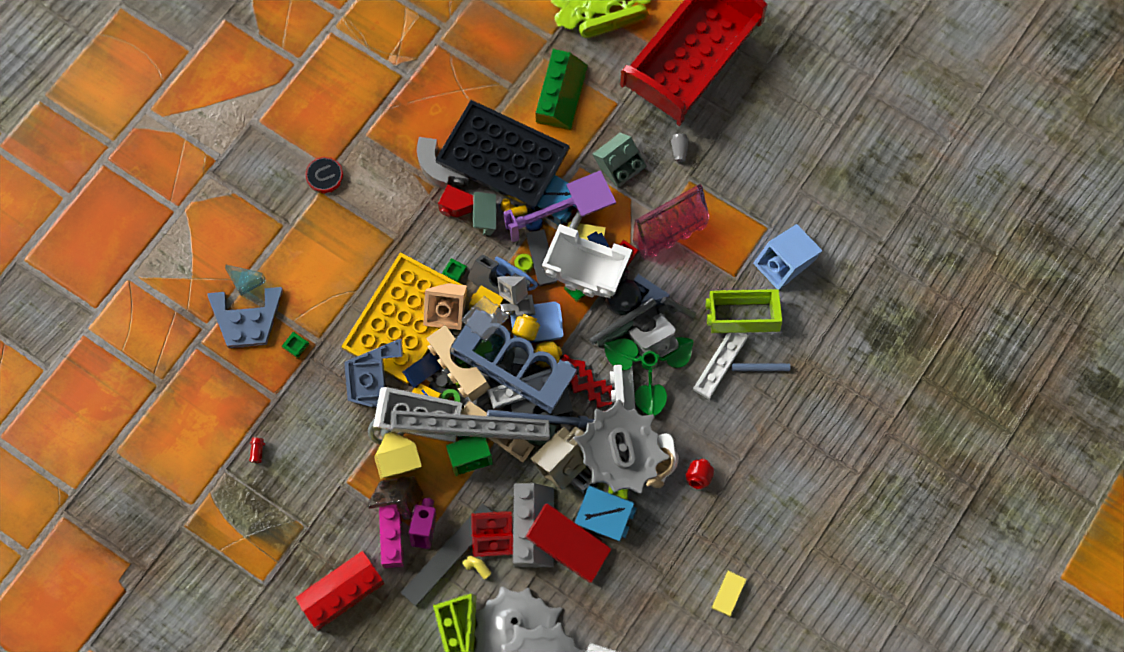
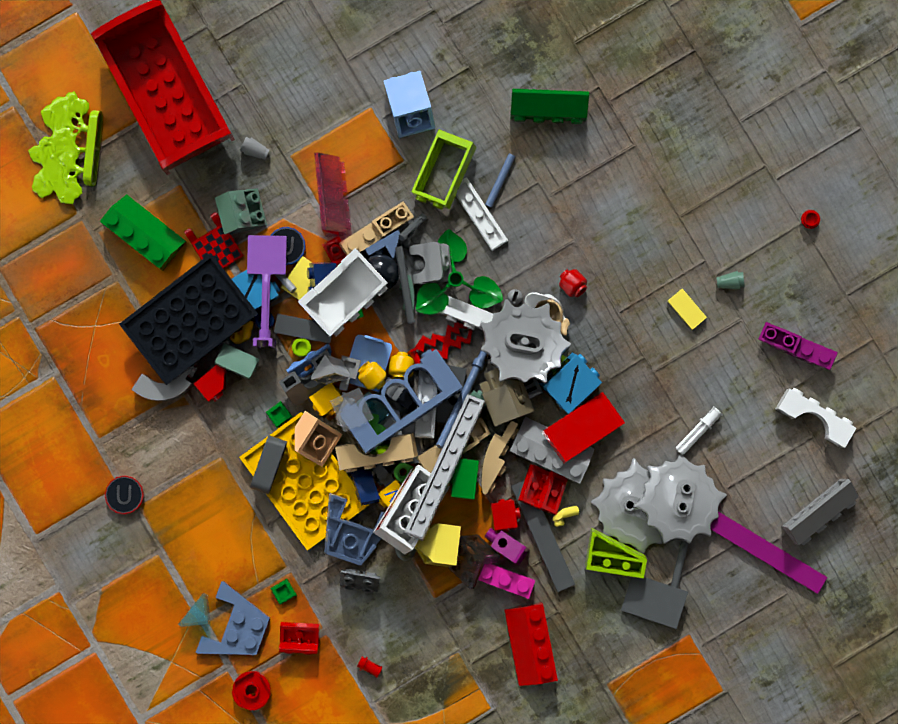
camera: 70 degrees left, 15 degrees up
(194, 366) = (256, 680): none -> red plate
(257, 375) = (299, 638): none -> red bracket
(332, 398) = (350, 579): none -> dark grey hinge
(404, 277) = (268, 464): none -> dark grey beam
(452, 509) = (505, 515): none -> red head
(495, 475) = (492, 463): none -> tan slope
(579, 157) = (215, 242): none -> red flag
(611, 216) = (295, 244): none -> black tile
(659, 431) = (518, 299): none -> light grey hinge
(664, 279) = (377, 229): none -> tan slope
(777, 624) = (731, 281): none -> sand green cone
(852, 376) = (549, 105): none -> green slope

